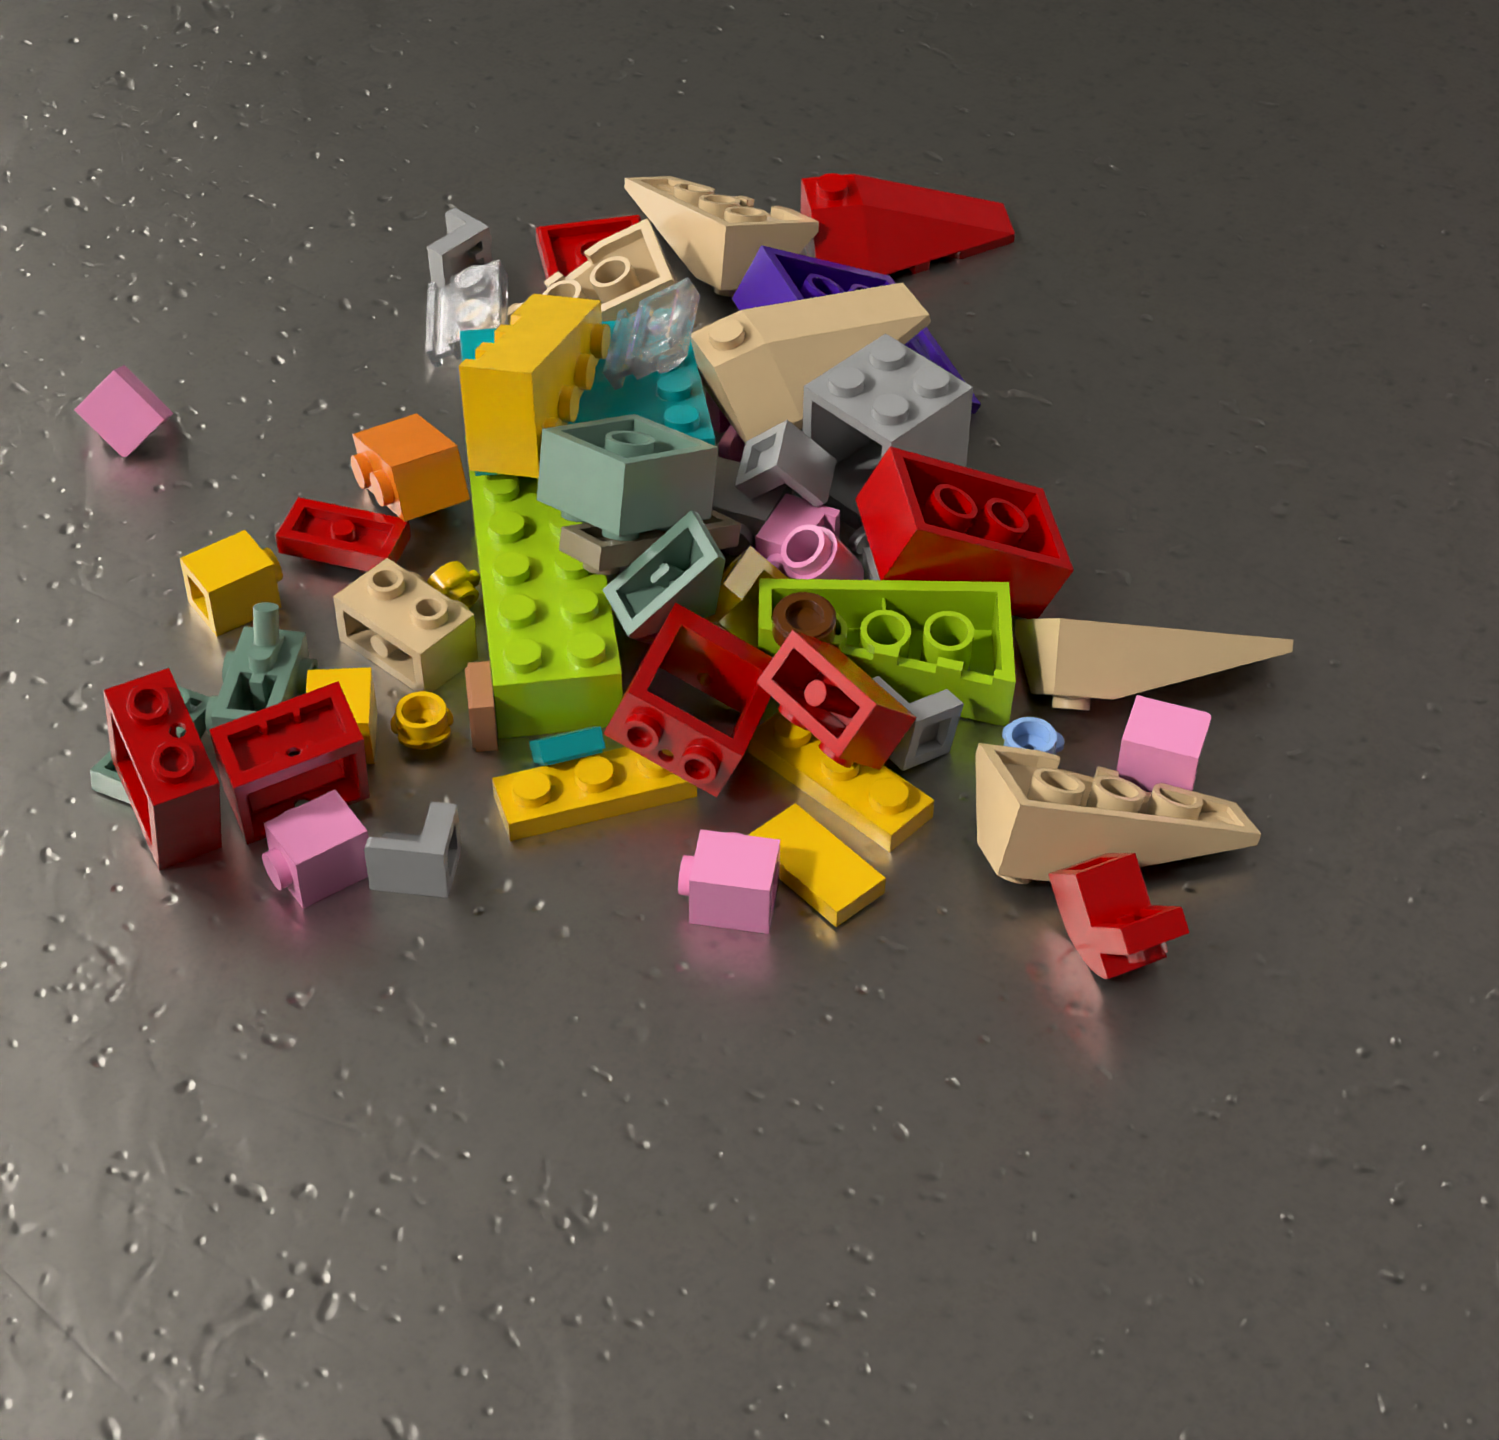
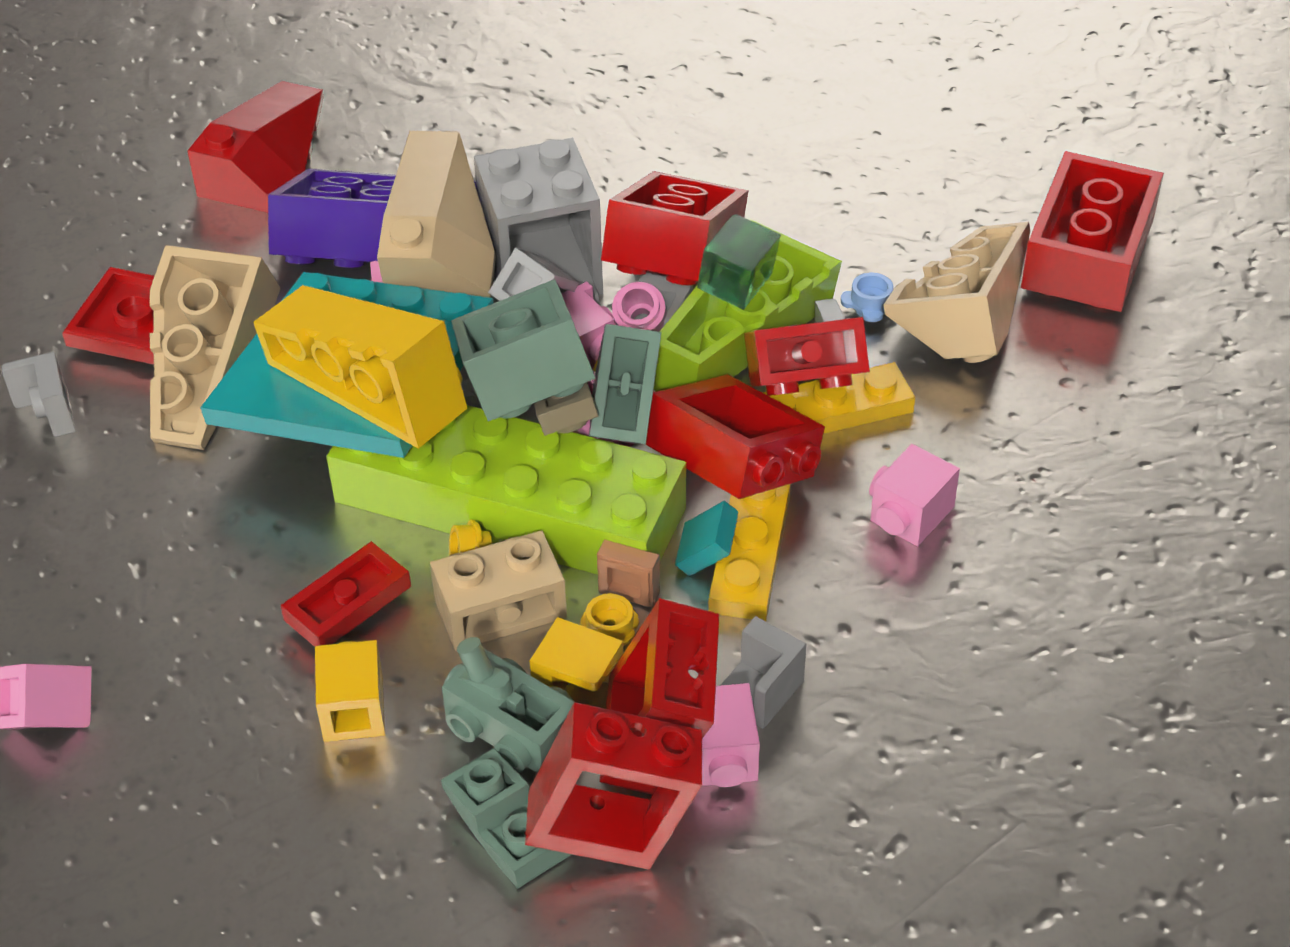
camera: 60 degrees left, 0 degrees up
(409, 467) = (316, 512): orange brick -> none
(470, 302) = (129, 416): clear plate -> none
(654, 335) = (354, 268): clear plate -> none
(717, 232) = (214, 216): tan wedge -> none
(805, 614) = (721, 335): reddish brown tile -> none
(821, 866) = (883, 446): yellow tile -> none
(907, 586) = (738, 261): none -> clear green panel
(1112, 914) = (1069, 320): red brick -> none
(1116, 660) = (838, 204): tan wedge -> none
(1162, 744) = (922, 231): bright pink panel -> none
(1277, 887) = (1091, 231): none -> red brick

